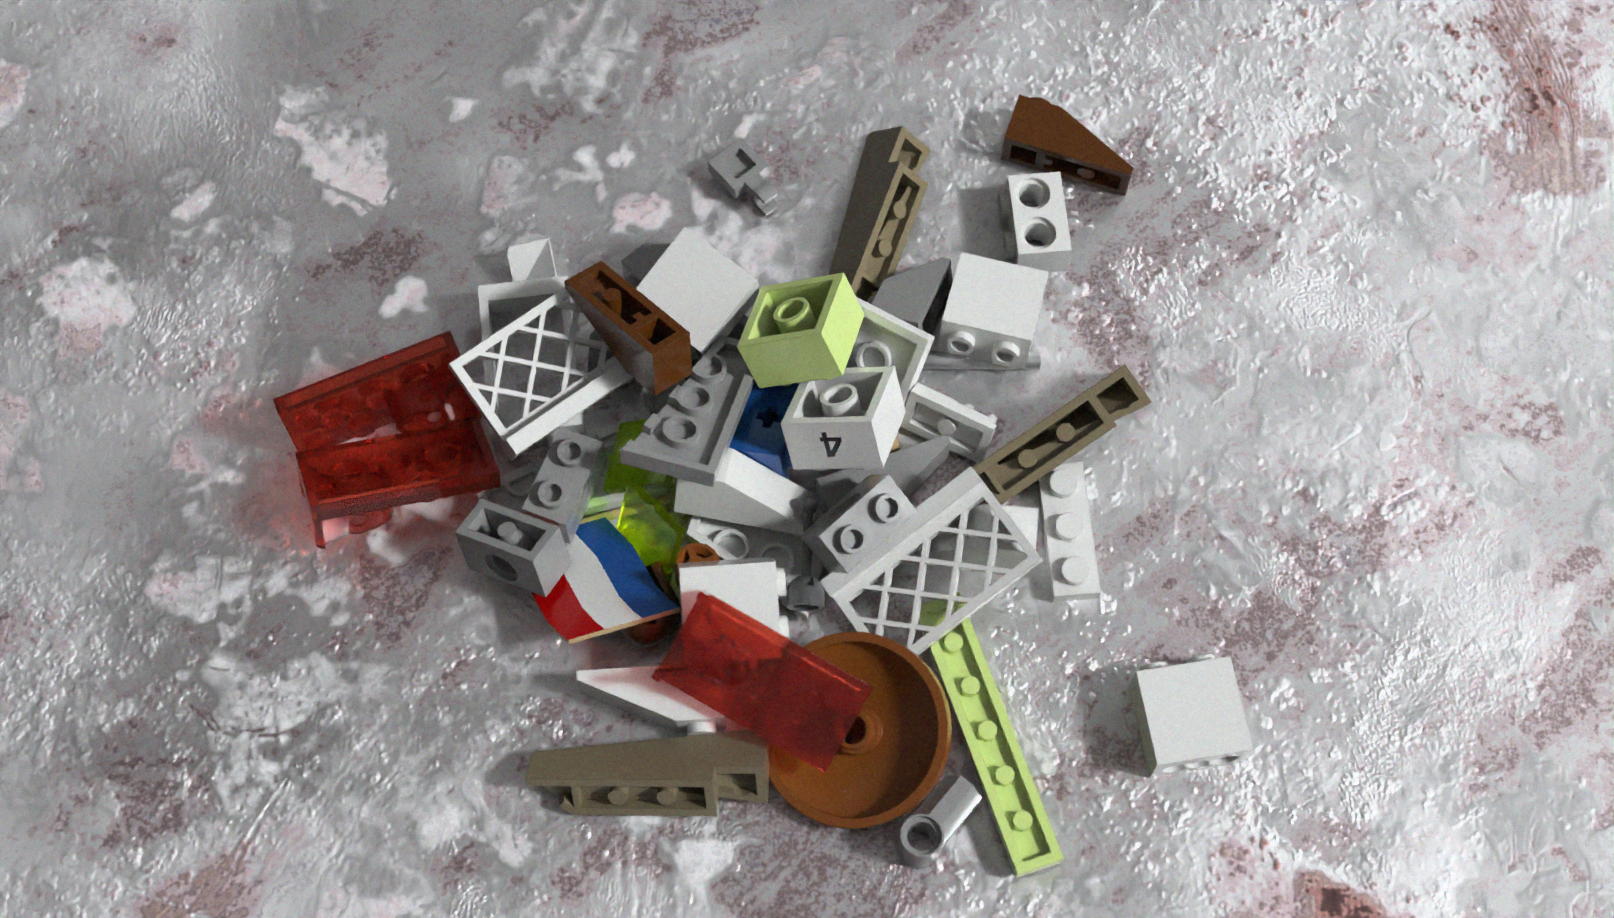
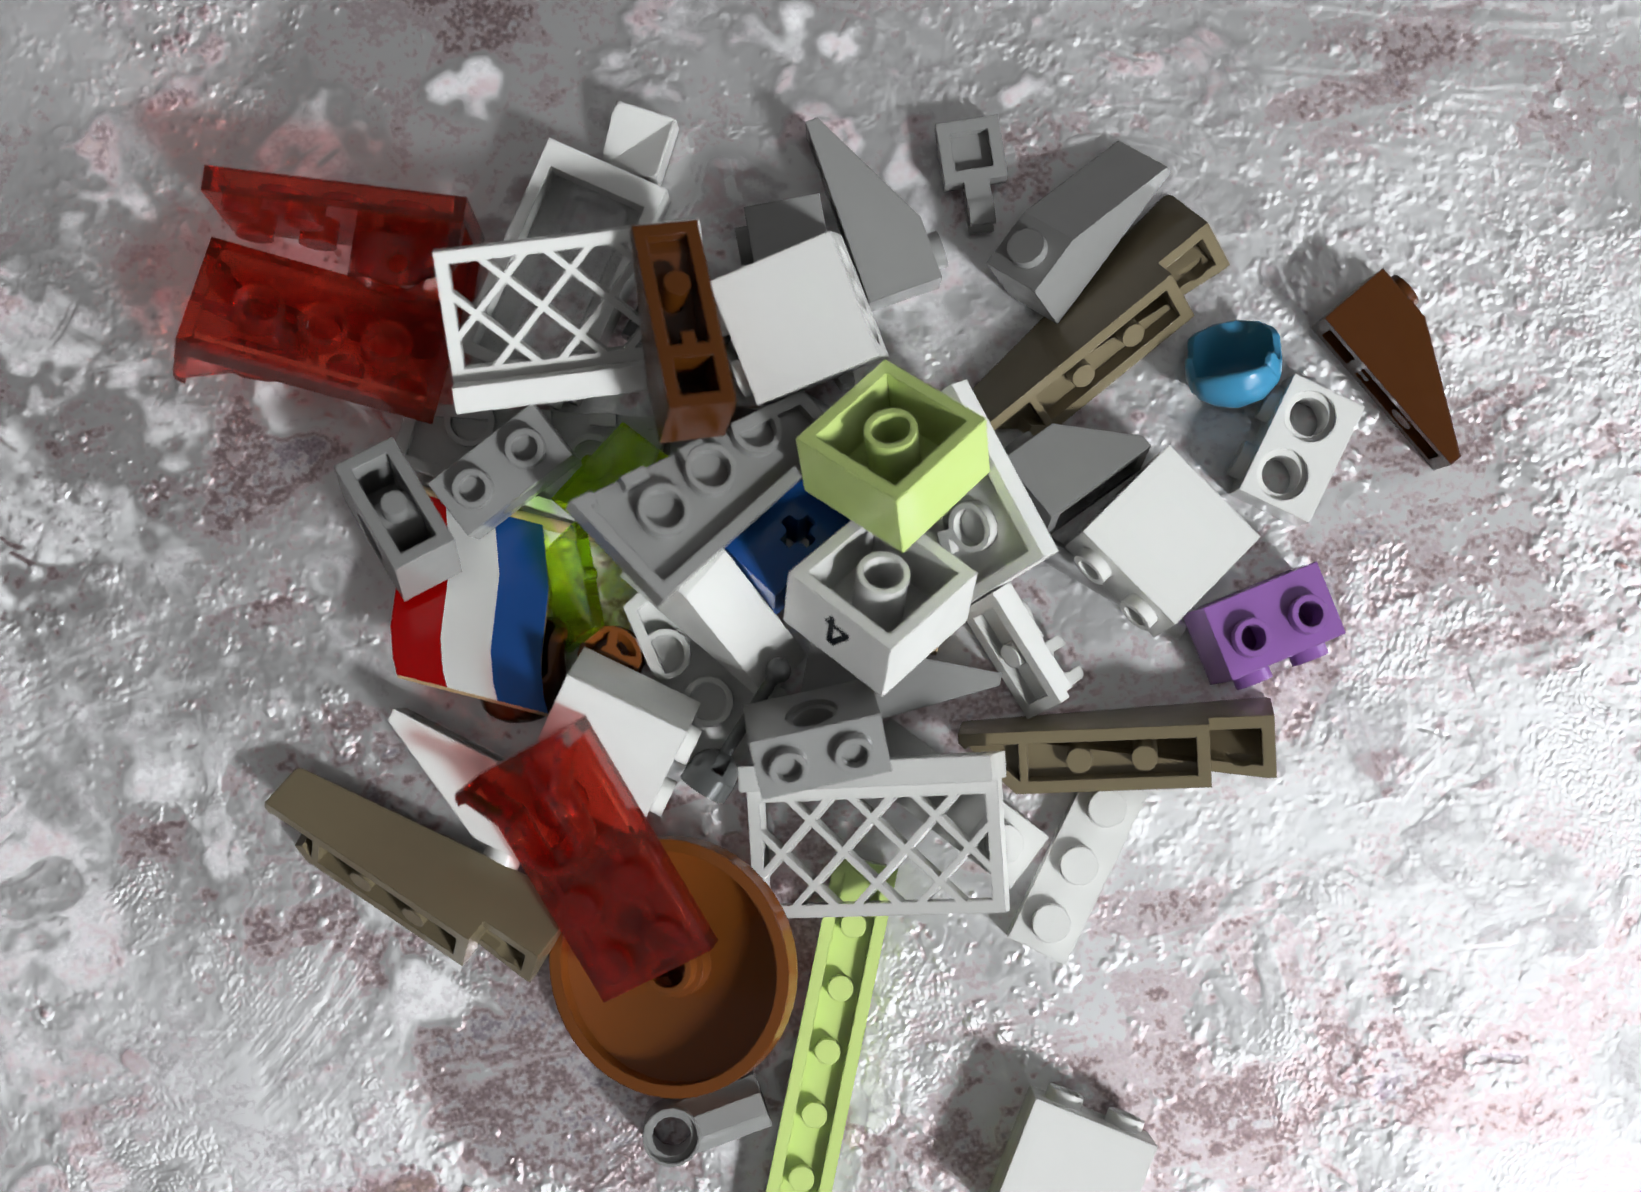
camera: 35 degrees right, 20 degrees up
(722, 228) = (878, 227): none -> light grey slope
(826, 177) = (1075, 229): none -> light grey slope
(969, 194) = (1233, 363): none -> dark azure hair
(1084, 324) = (1263, 625): none -> medium lavender brick

